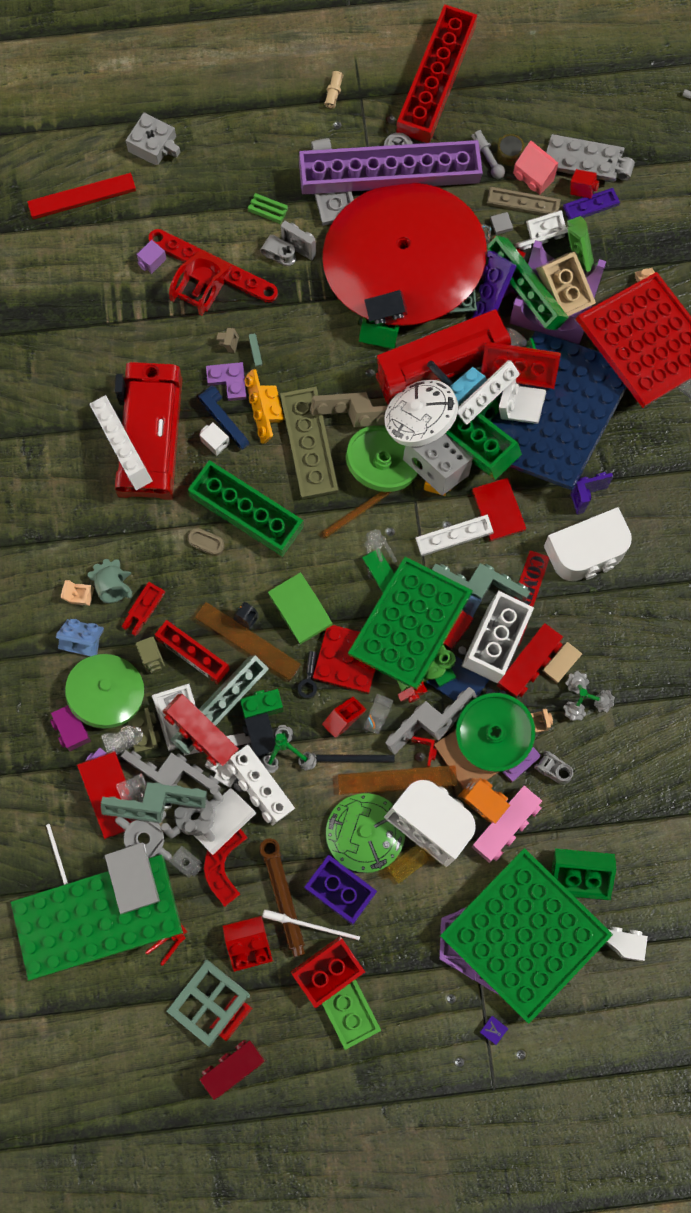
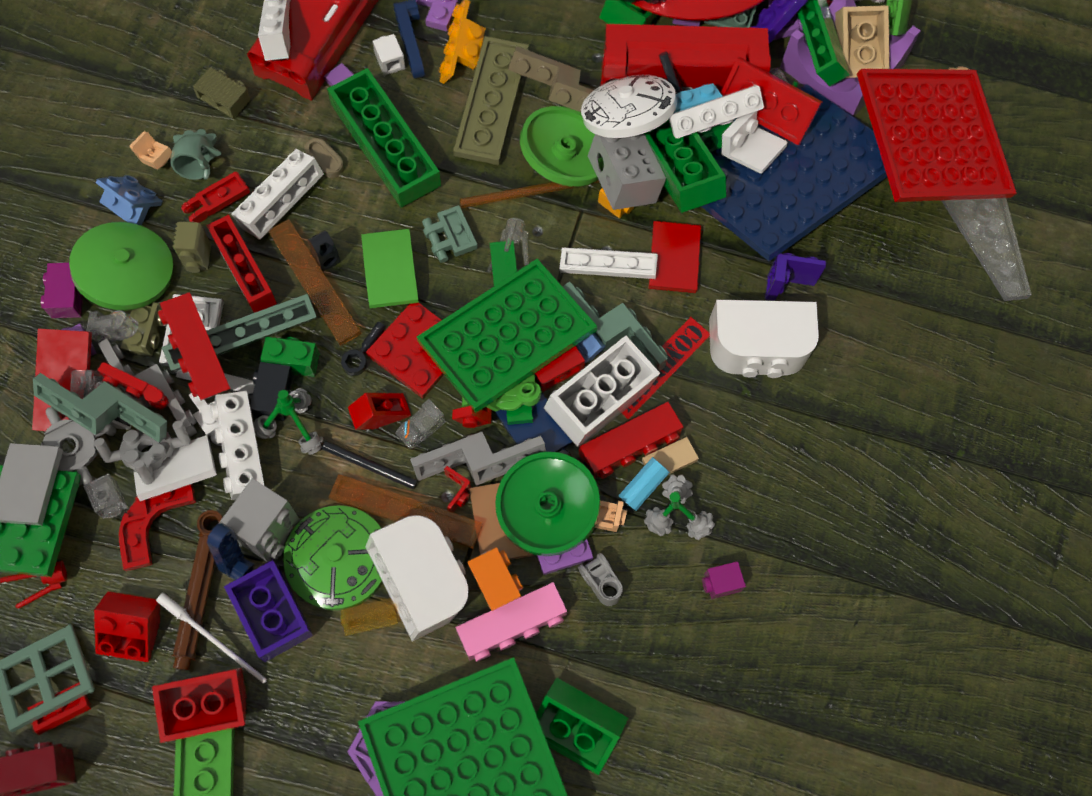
camera: 20 degrees right, 5 degrees down
(104, 523) = (222, 92): none -> olive brick
(167, 776) = (133, 385): none -> red hinge
(186, 473) = (337, 75): none -> medium lavender tile
(189, 586) = (278, 193): none -> white brick
(298, 868) = (227, 552): none -> dark blue beam
(308, 832) = (261, 520): none -> light grey piece
(333, 558) = (456, 230): none -> sand green plate
(553, 689) = (644, 484): none -> medium azure axle
(636, 732) = (723, 580): none -> magenta brick

